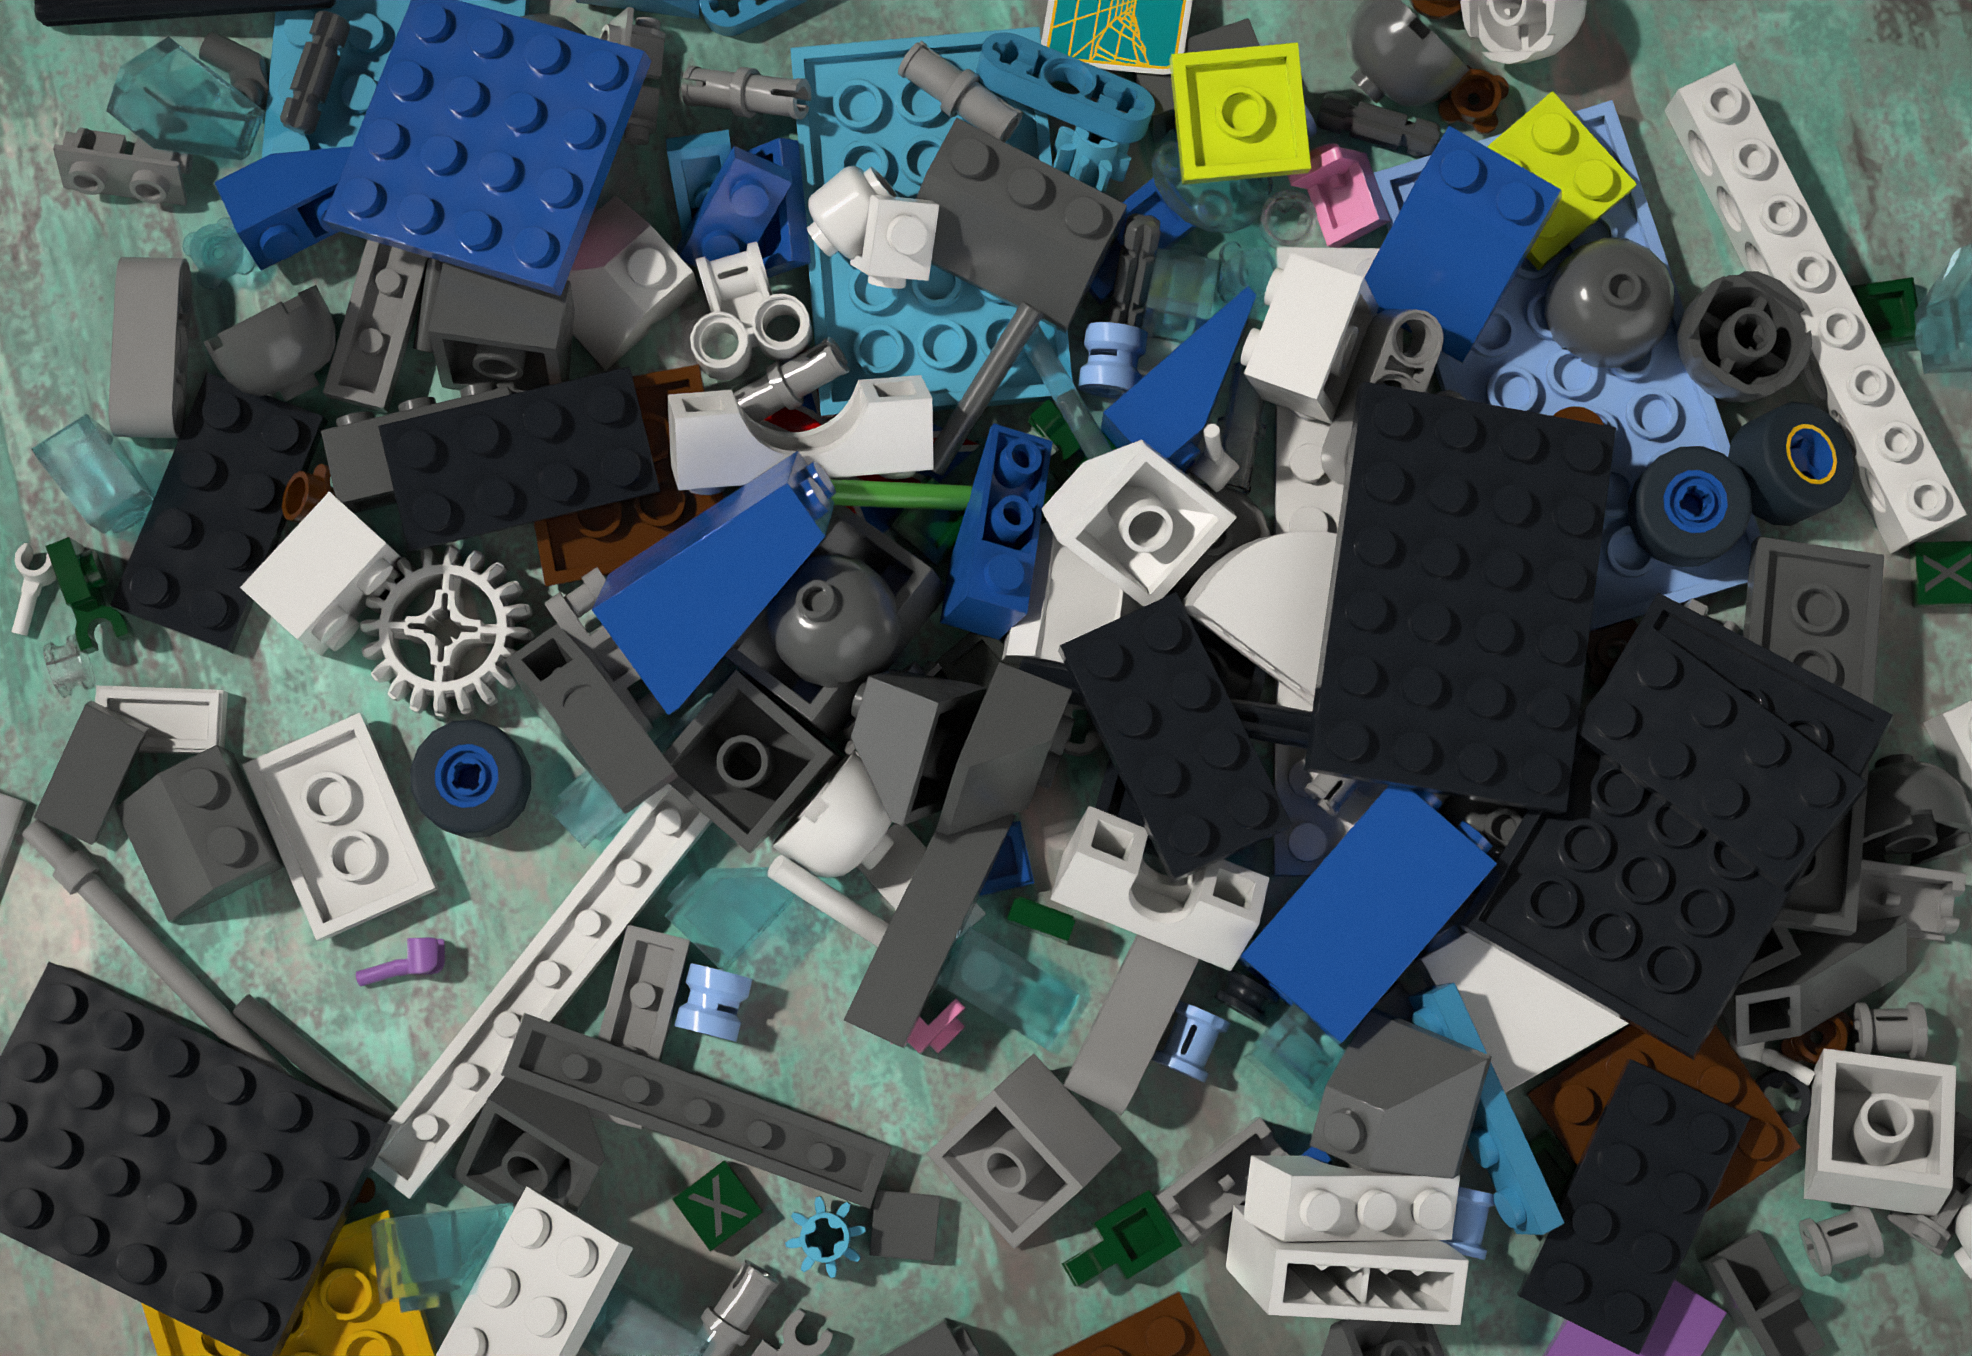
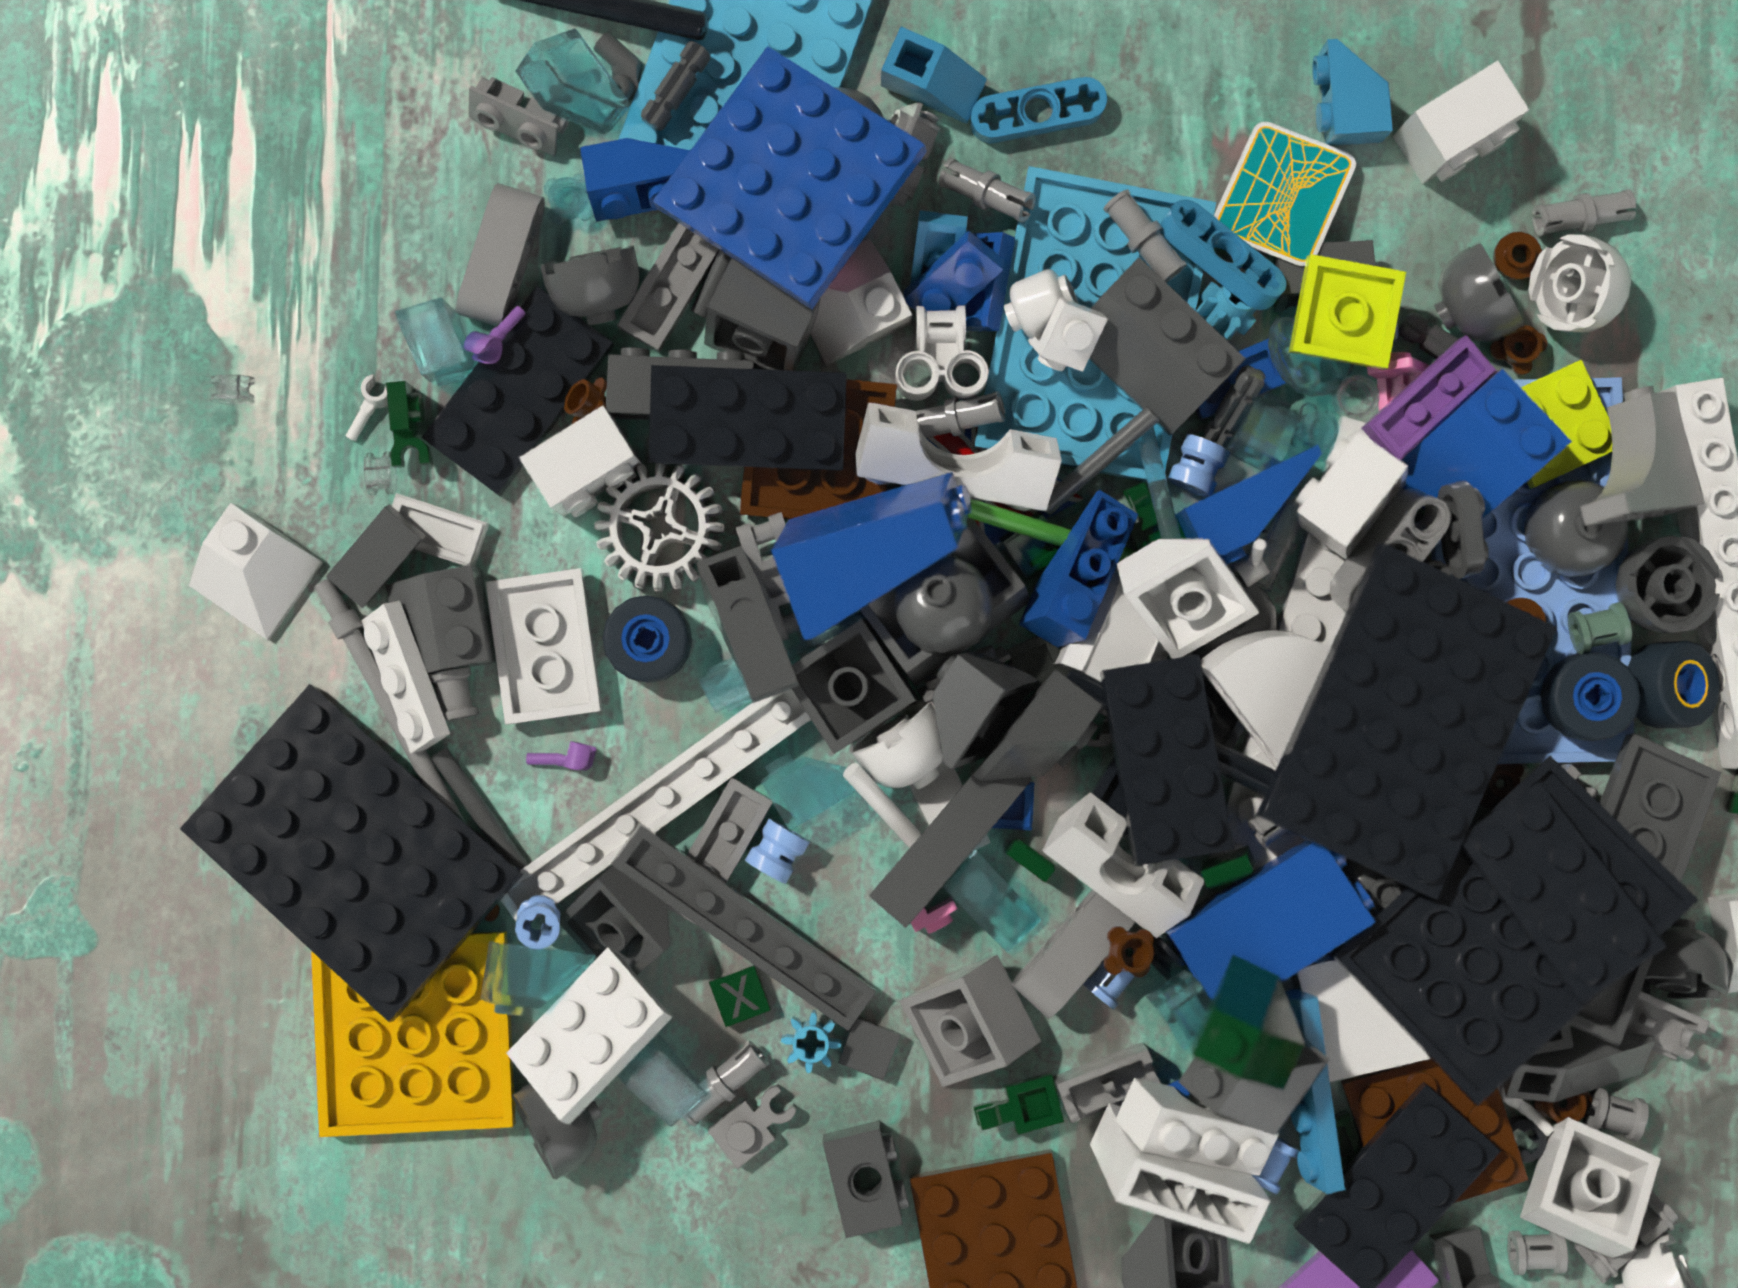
camera: 15 degrees right, 5 degrees up
(166, 465) = (488, 348): none -> medium lavender hand
(170, 916) = (404, 677): none -> white plate
(239, 922) = (454, 693): none -> light grey bush
(443, 1190) = (549, 930): none -> light blue bush
(1216, 992) = (1142, 952): none -> reddish brown plate
(1295, 853) = (1228, 867): none -> dark green tile
(1373, 1037) = (1250, 1027): none -> dark green slope
(1374, 192) = (1429, 398): none -> medium lavender tile
(1466, 352) = (1463, 541): none -> dark grey plate
(1674, 193) = (1650, 461): none -> light grey arch
(1676, 417) = (1599, 628): none -> sand green bush

